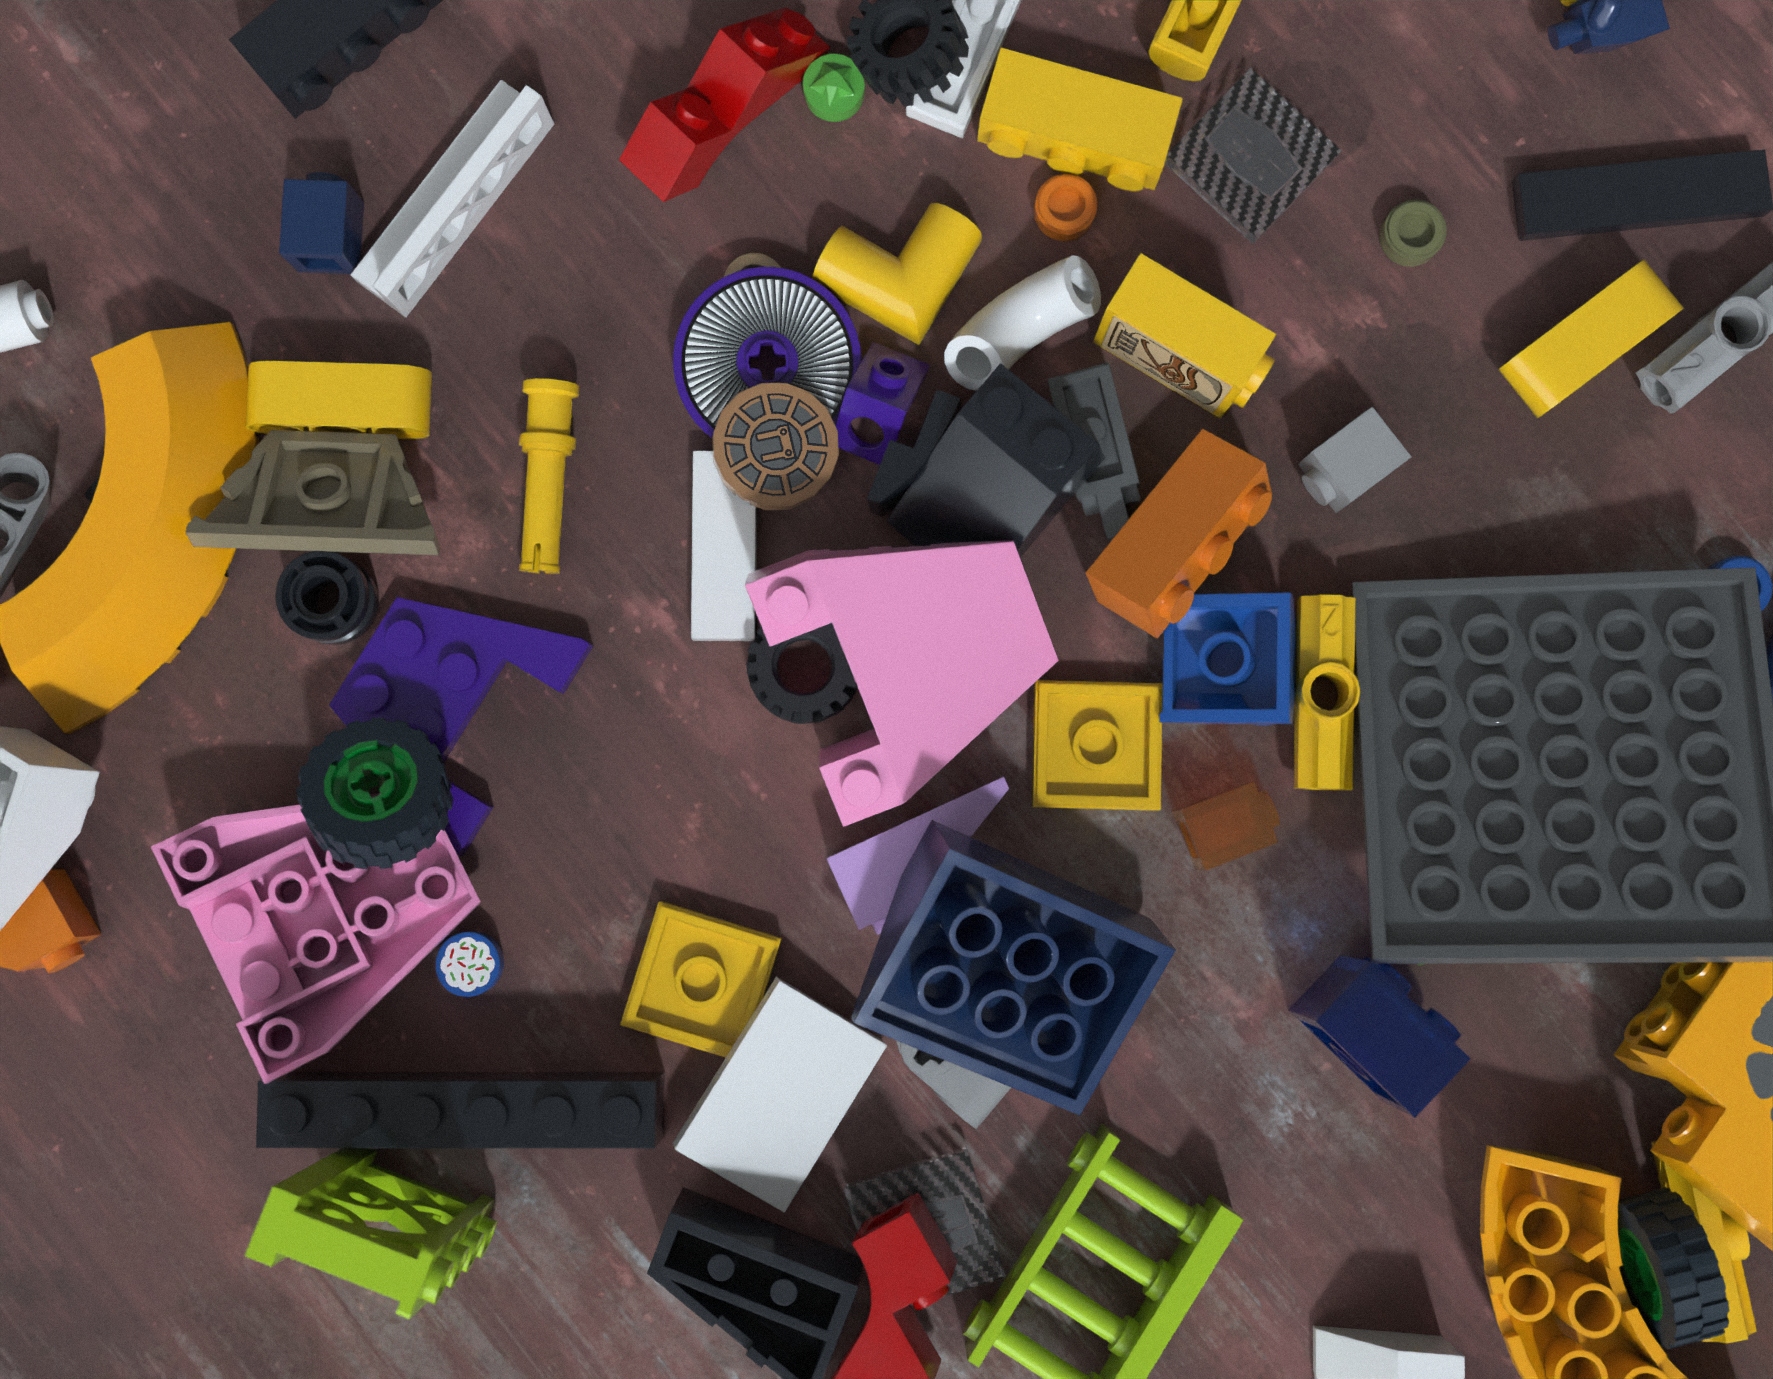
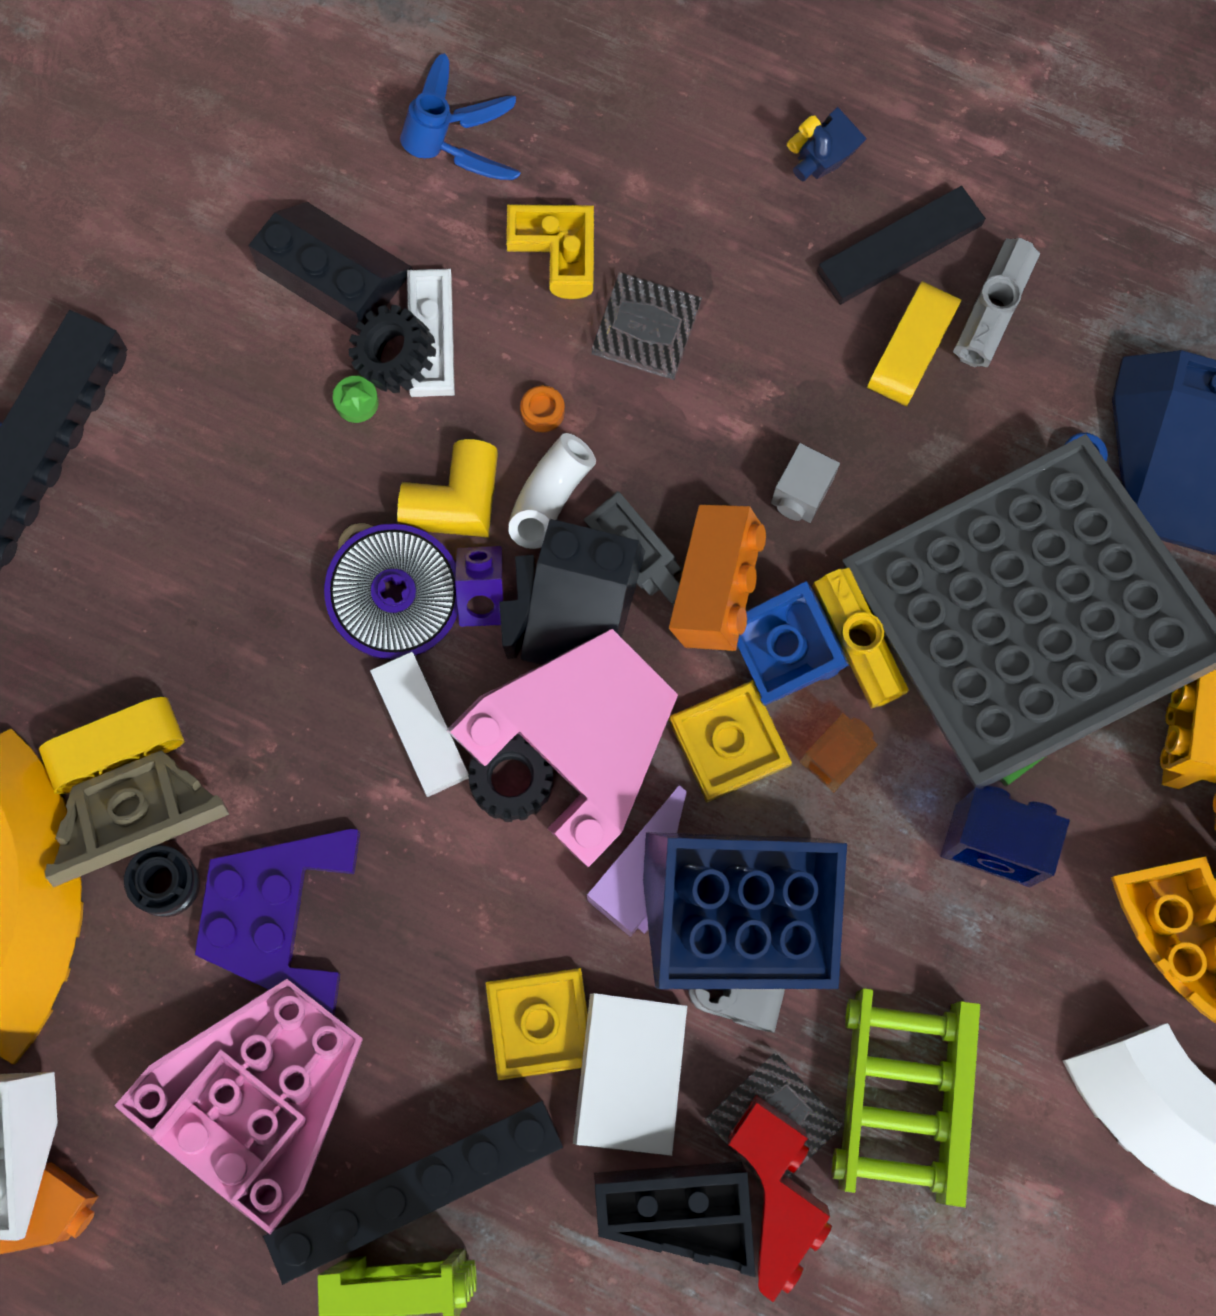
camera: 30 degrees left, 10 degrees down
(321, 224) = (49, 634): dark blue brick -> none
(384, 827) = (263, 1019): black wheel -> none
(454, 196) = (131, 578): white fence -> none
(469, 963) = (373, 1089): tile -> none
(547, 445) = (269, 711): yellow pin -> none
(736, 82) = (290, 422): red arch -> none
(775, 446) = (424, 642): tile -> none
(1078, 120) = (525, 350): yellow brick -> none
(1185, 338) = (660, 453): yellow brick -> none
(1412, 233) = (771, 328): olive tile -> none

